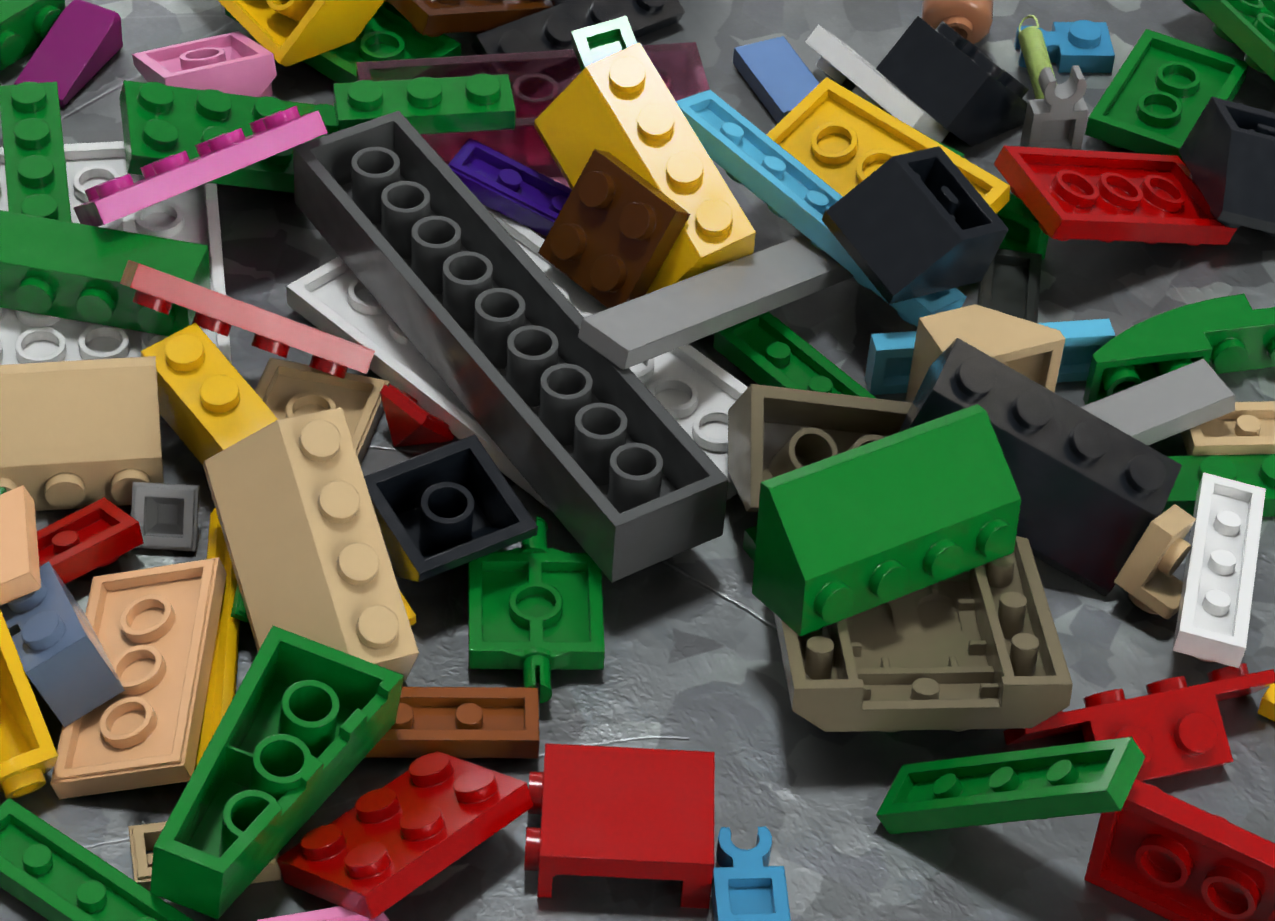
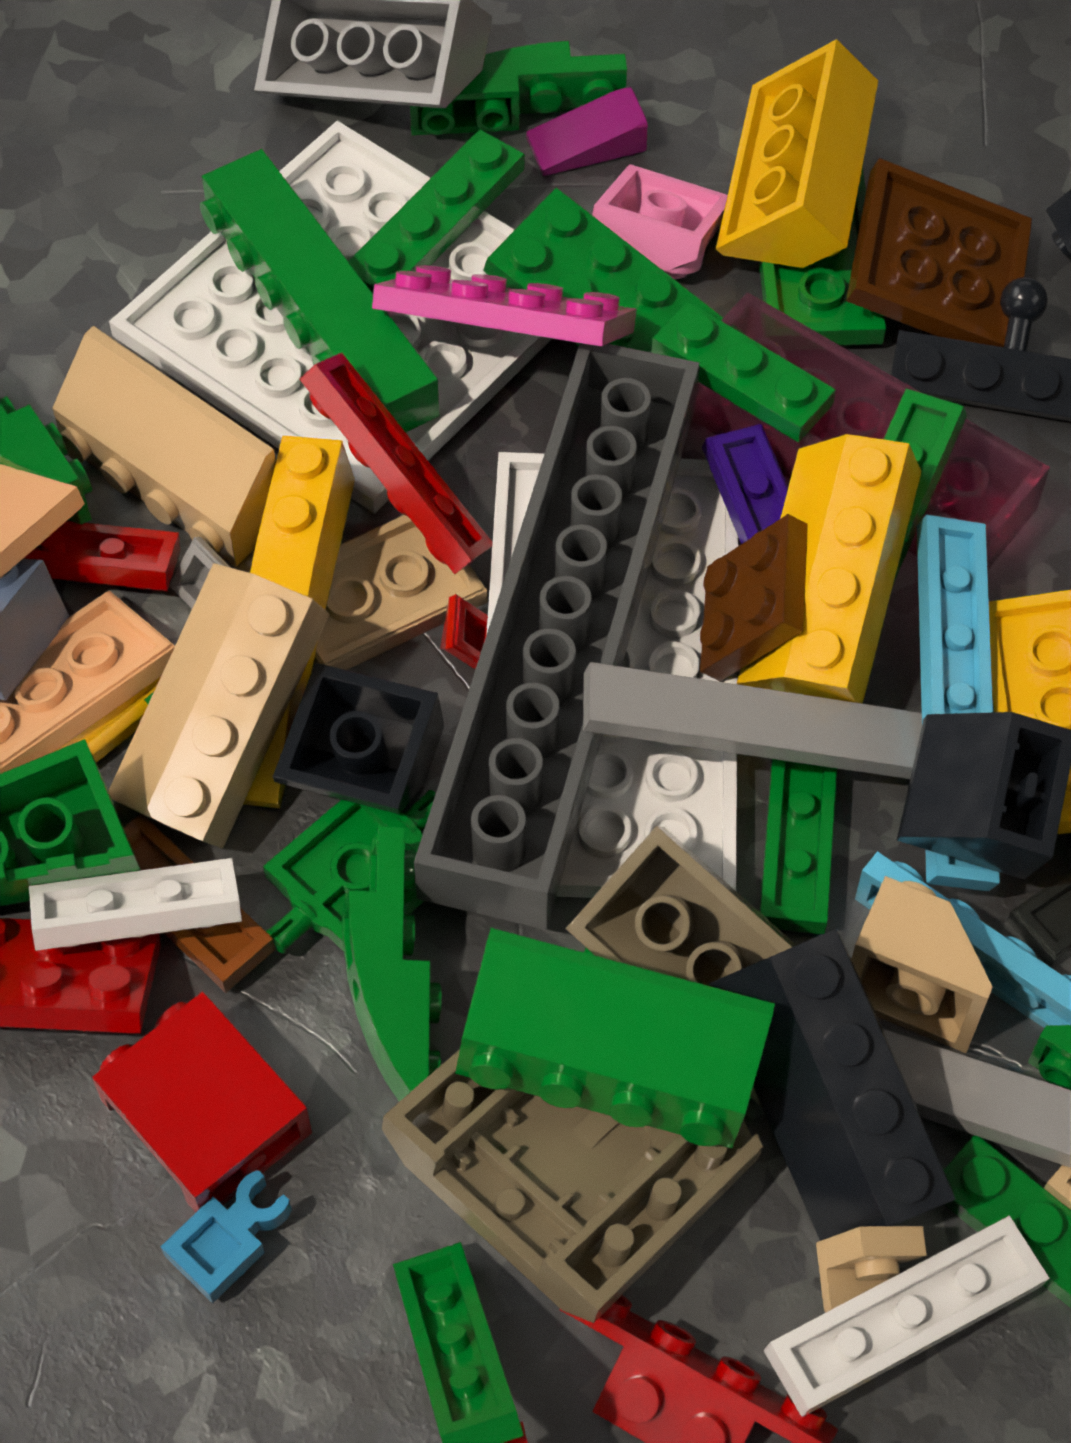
camera: 50 degrees right, 15 degrees up
(423, 727) = (134, 904): none -> white plate
(660, 646) = (390, 993): none -> green slope

